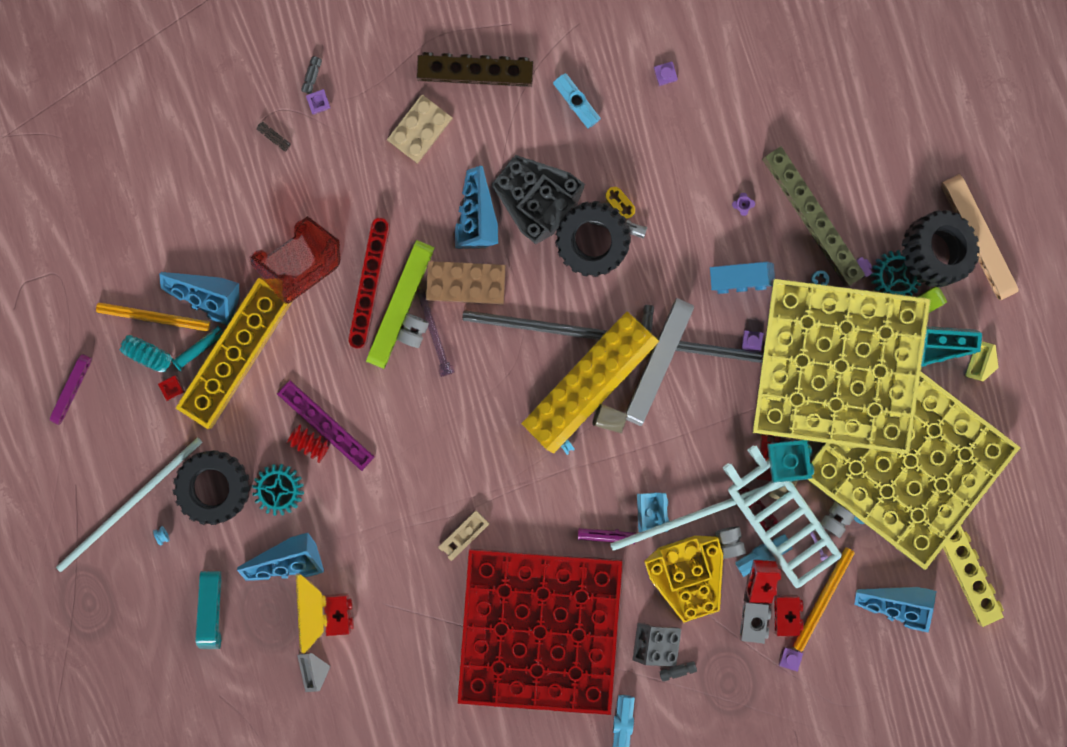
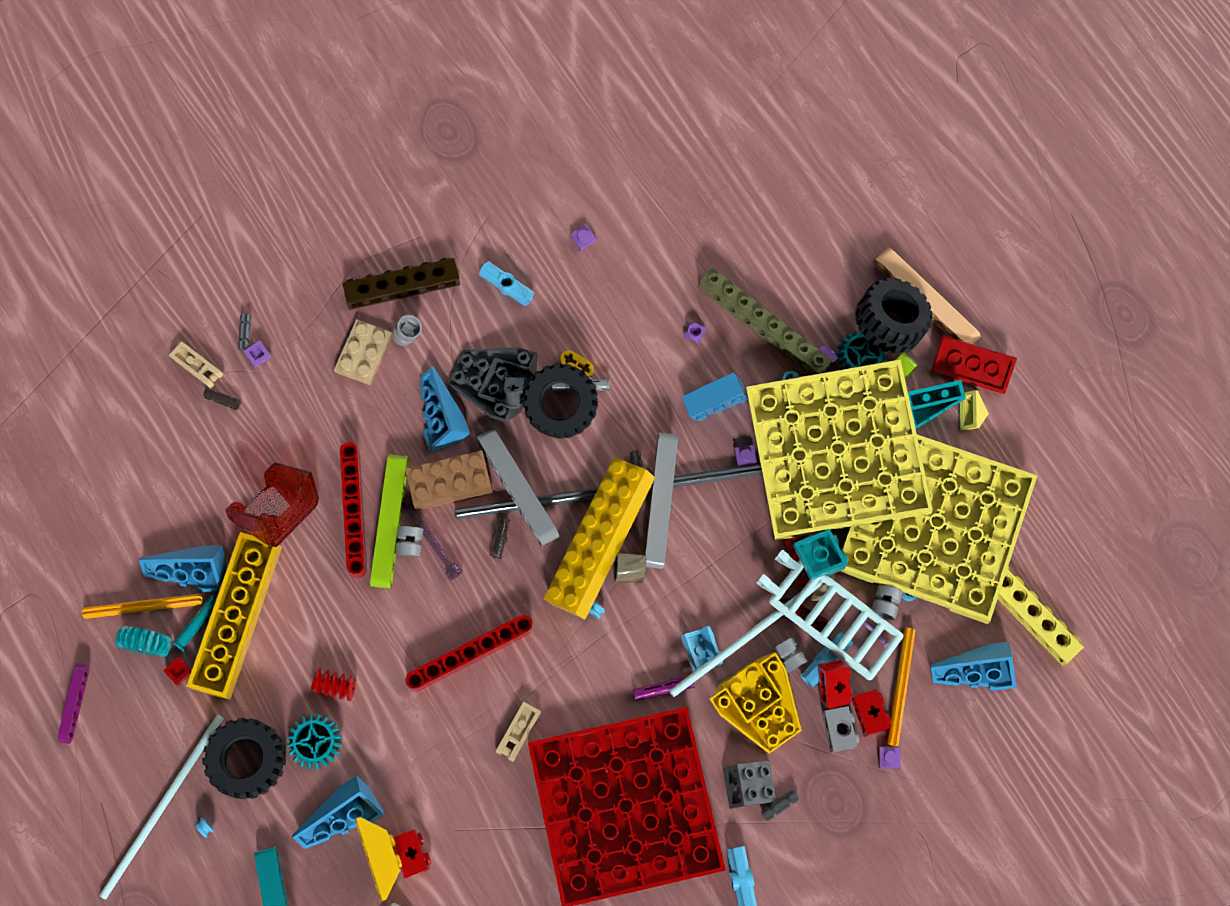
camera: 20 degrees left, 15 degrees down
(256, 94) = (195, 364): none -> tan plate
(325, 425) = (347, 663): magenta tile -> none
(430, 451) = (462, 661): none -> red beam
(466, 122) = (406, 330): none -> light grey wheel
(498, 351) = (499, 538): none -> clear smoke pin
(528, 309) = (517, 487): none -> light grey beam
(551, 217) = (514, 391): none -> dark grey piece
(1001, 317) = (973, 364): none -> red tile

